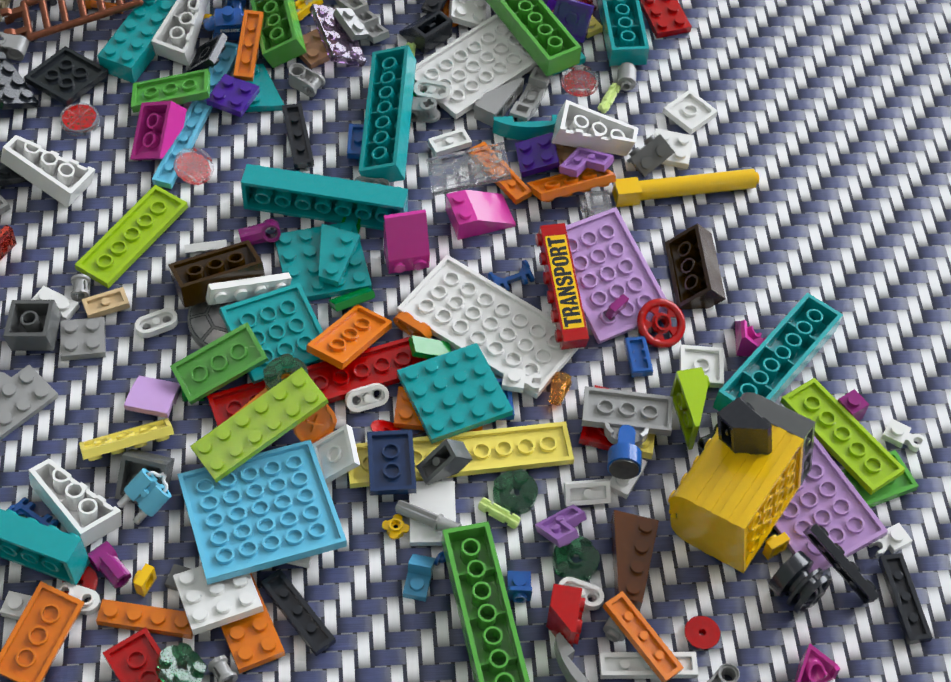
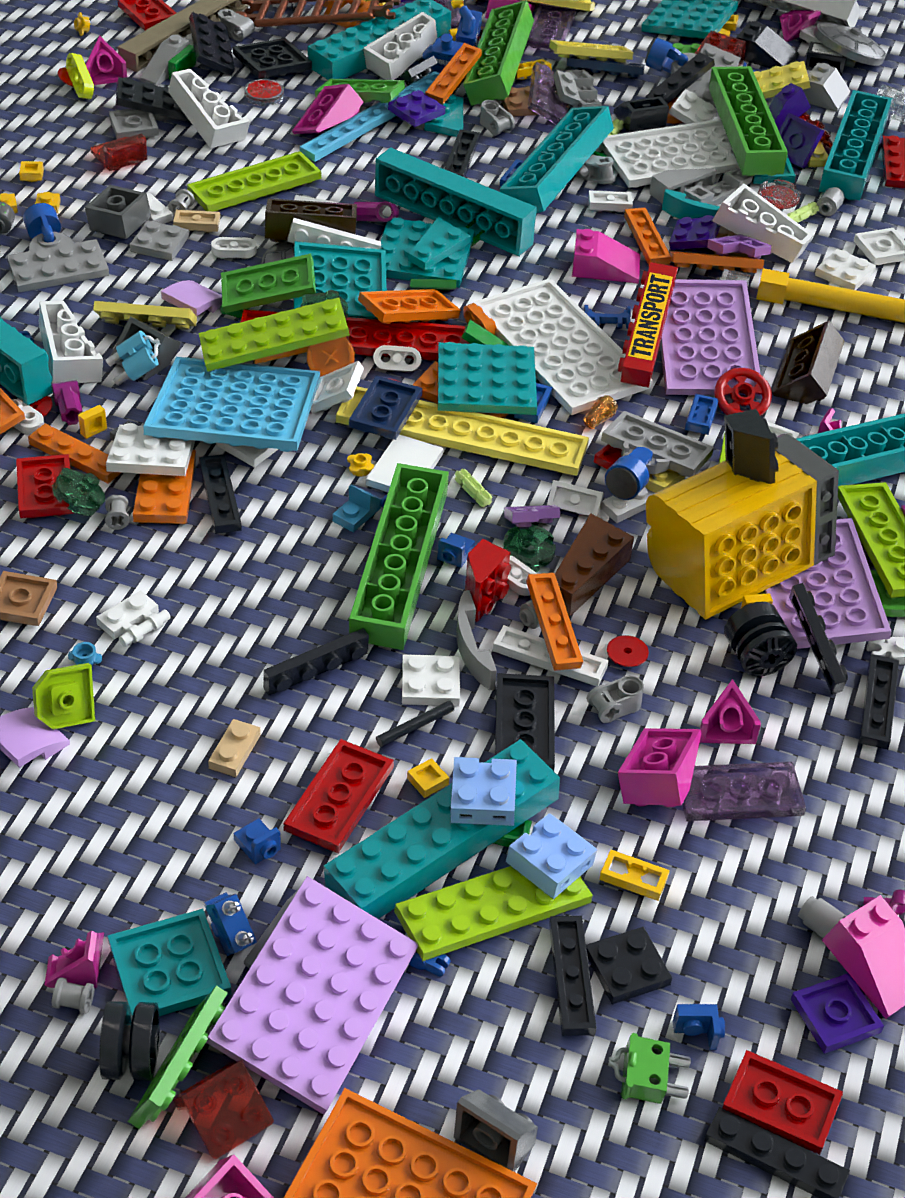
camera: 25 degrees right, 10 degrees down
(193, 166) = (346, 148): clear tile -> none
(406, 241) = (511, 248): dark pink slope -> none
(426, 517) = (385, 455): light grey axle -> none
(434, 90) = (622, 155): white plate -> none
(444, 461) = (440, 421): dark grey slope -> none
(468, 168) = (616, 220): clear plate -> none
(515, 480) = (510, 469): clear green plate -> none
(516, 380) = (559, 388): white plate -> none
(616, 306) = (699, 360): magenta tile -> none
(650, 155) = (817, 263): dark grey bracket -> none

